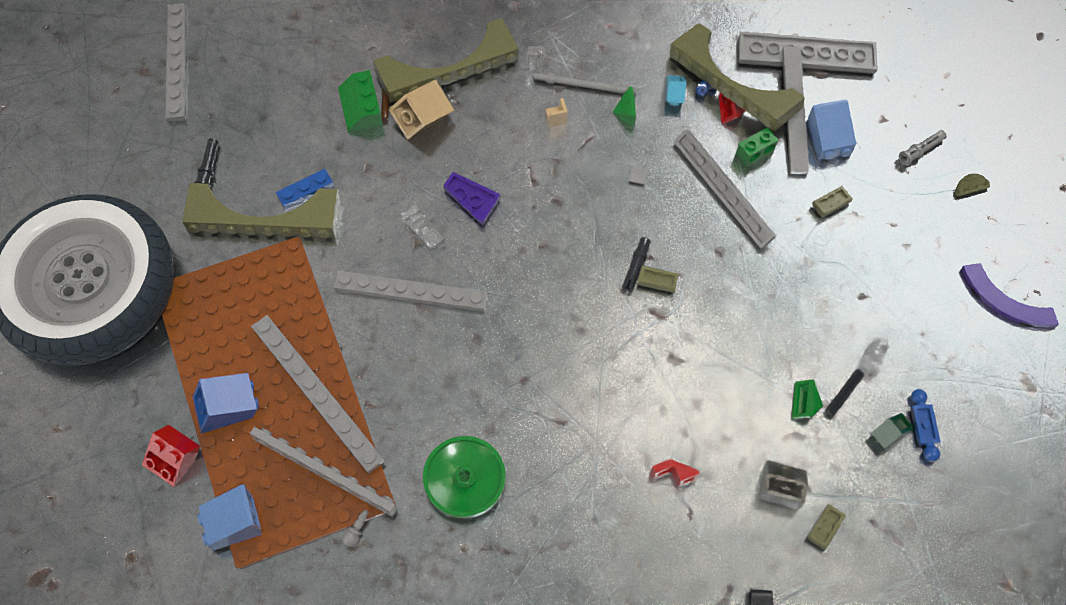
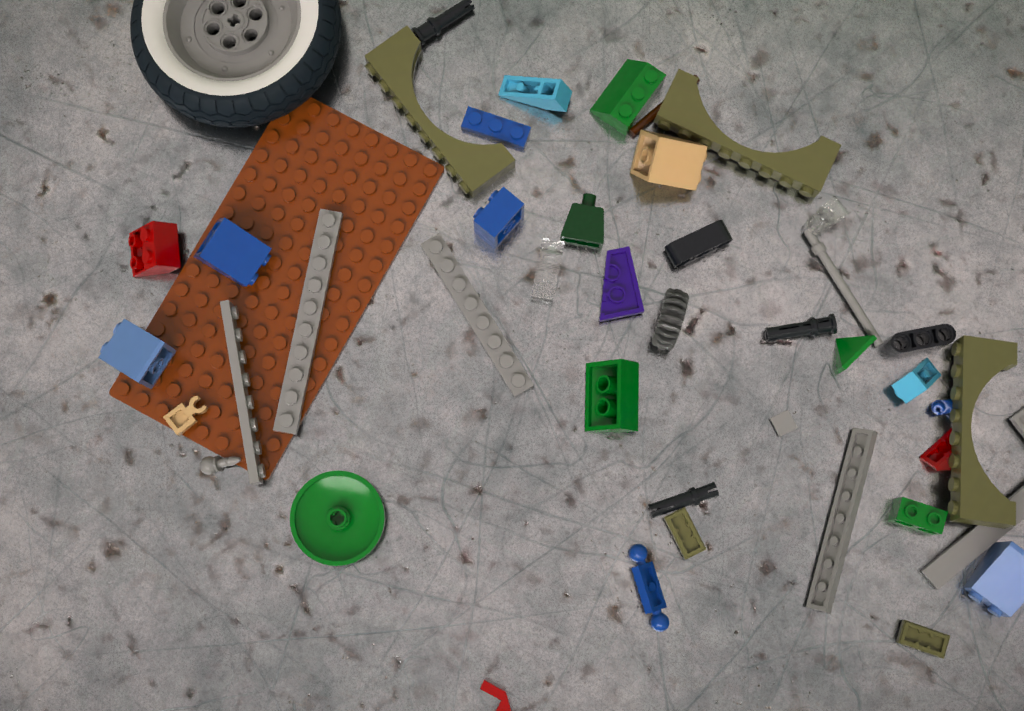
camera: 50 degrees right, 15 degrees up
(302, 525) = (182, 417): none -> tan plate
(307, 147) = (537, 92): none -> medium azure slope
(362, 226) = (498, 217): none -> blue brick
(415, 185) = (584, 224): none -> dark green torso
(487, 135) = (698, 243): none -> black beam
(519, 181) = (670, 319): none -> dark grey gear
(535, 253) = (612, 396): none -> green slope
(557, 115) = (781, 289): tan panel -> none
(594, 116) = (810, 327): none -> black pin
(653, 69) = (929, 335): none -> black beam
(681, 327) = (649, 587): none -> blue plate

